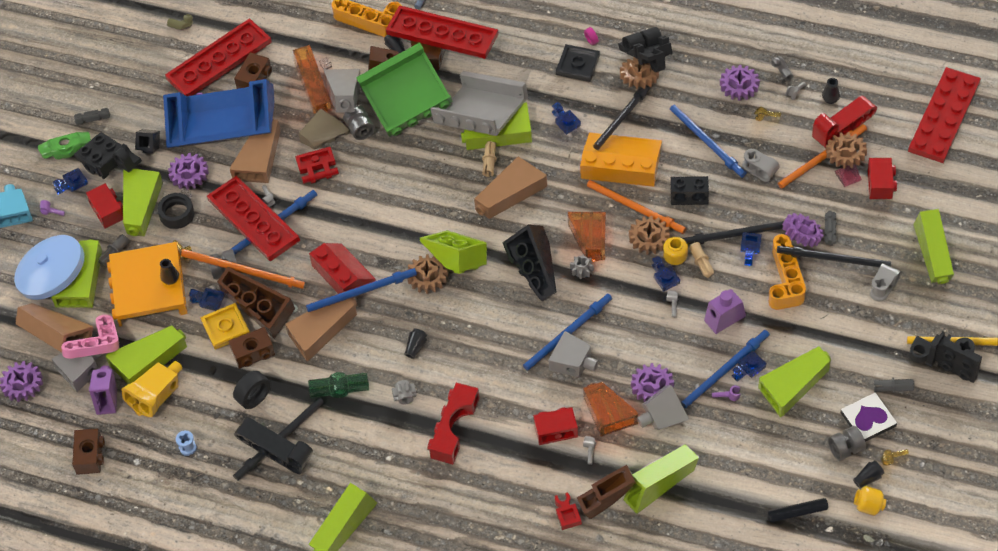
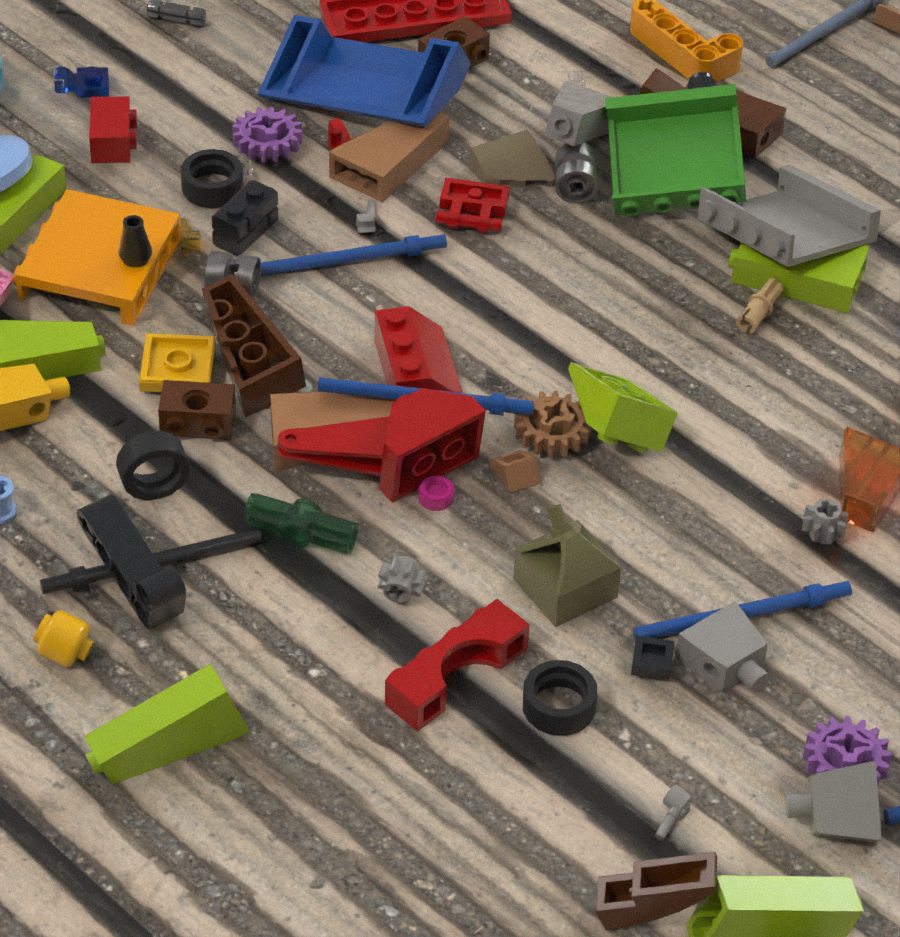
camera: 20 degrees right, 10 degrees down
(45, 208) = (24, 100): medium lavender hand -> none
(53, 148) = (95, 37): bright green piece -> none
(105, 154) = (156, 61): black plate -> none
(116, 247) = (100, 187): dark grey axle -> none
(139, 199) = (165, 140): lime slope -> none
(147, 140) = (232, 70): black brick -> none
(208, 227) = (245, 217): none -> black brick
(209, 299) = (177, 316): clear blue plate -> none
(226, 156) = (337, 133): none -> red tile
(243, 269) = (322, 344): orange bar -> none
(253, 218) = (322, 234): red plate -> none
(264, 499) = (63, 638): none -> yellow head
(311, 79) = (538, 82): clear orange slope -> none
(364, 325) = (421, 438): none -> red slope
(391, 337) = (436, 493): none -> dark pink tile
(415, 342) = (469, 515): black cone -> none
(422, 306) = (516, 470): none -> medium nougat slope
(442, 32) = (787, 98): red plate -> none
(478, 351) = (566, 570): none -> olive piece
(510, 187) = (769, 358): medium nougat slope -> none
(510, 430) = (559, 674): none -> black tyre
(532, 255) = (746, 472): black wedge -> none
(540, 376) = (652, 658): none -> black plate
(555, 425) = (631, 746): red brick -> none
(566, 513) = (568, 897): red plate -> none
(608, 409) = (744, 763): clear orange slope -> none

